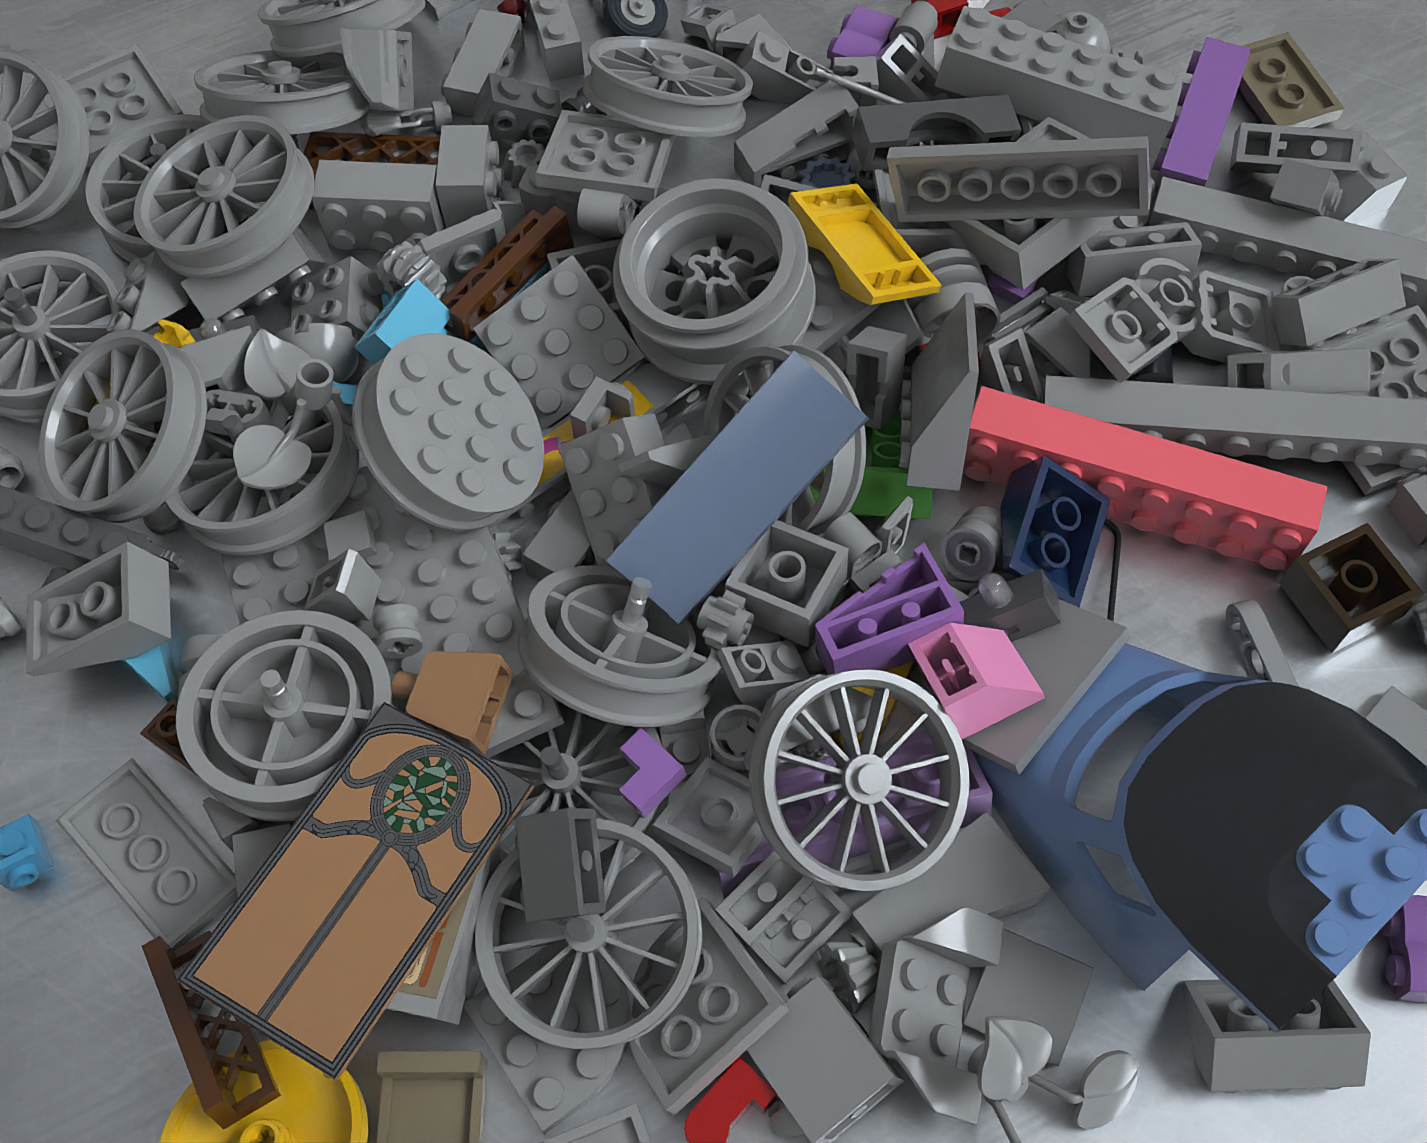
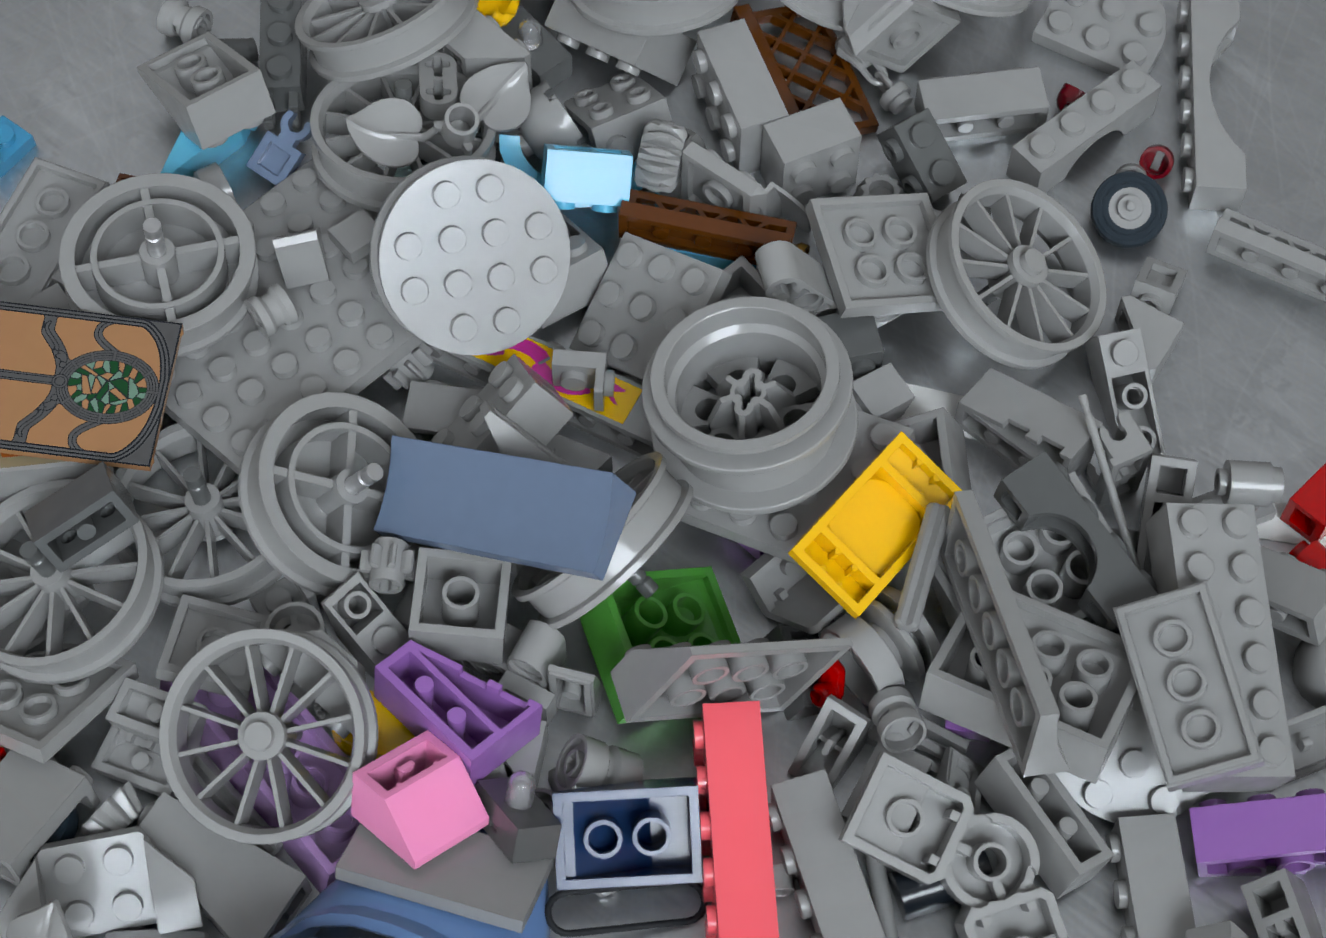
camera: 65 degrees right, 0 degrees up
(202, 590) = (278, 155): none -> sand blue plate
(457, 694) = (220, 382): medium nougat torso -> none
(656, 773) = (218, 571): medium lavender piece -> none
(826, 173) = (989, 471): sand blue piece -> none
(862, 34) = (1215, 439): medium lavender brick -> none
(876, 372) = (748, 605): light grey brick -> none
(917, 228) = (922, 567): none -> light grey axle
(1024, 309) = (897, 719): none -> light grey wheel
(1102, 95) = (1188, 687): none -> light grey tile

